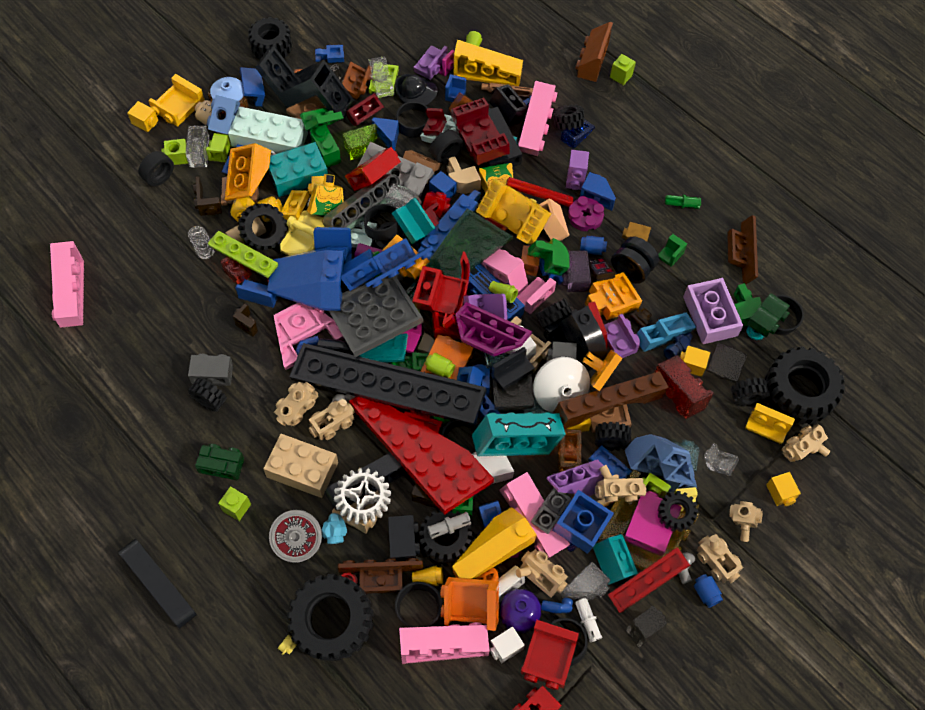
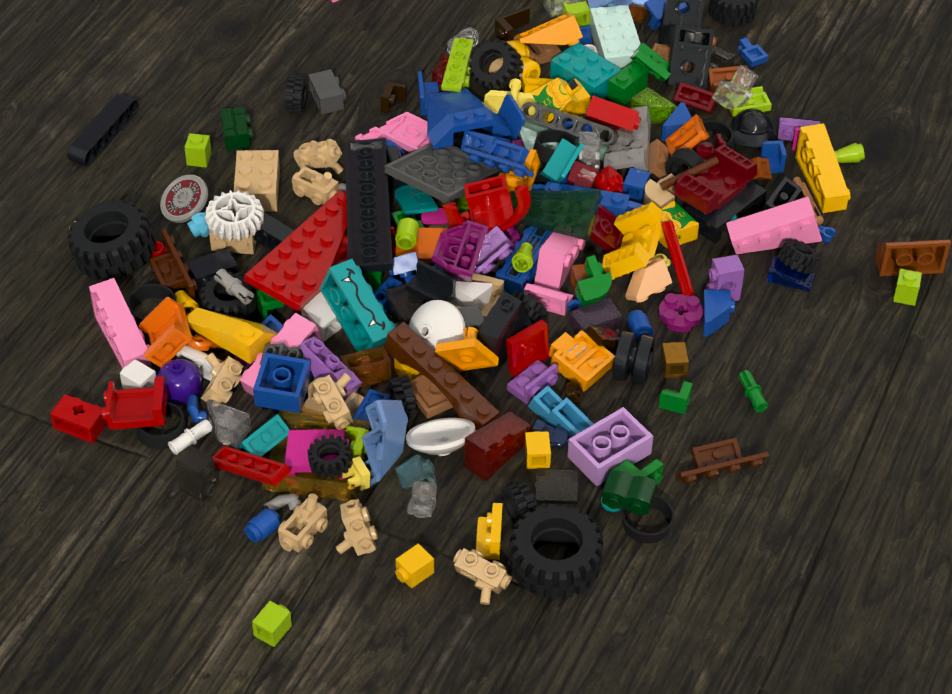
camera: 70 degrees right, 15 degrees down
(408, 132) = (687, 135): none -> orange plate
(463, 145) = (693, 171): none -> reddish brown bar
(664, 411) = (440, 435): none -> white dish
(811, 615) = (272, 623): none -> lime brick

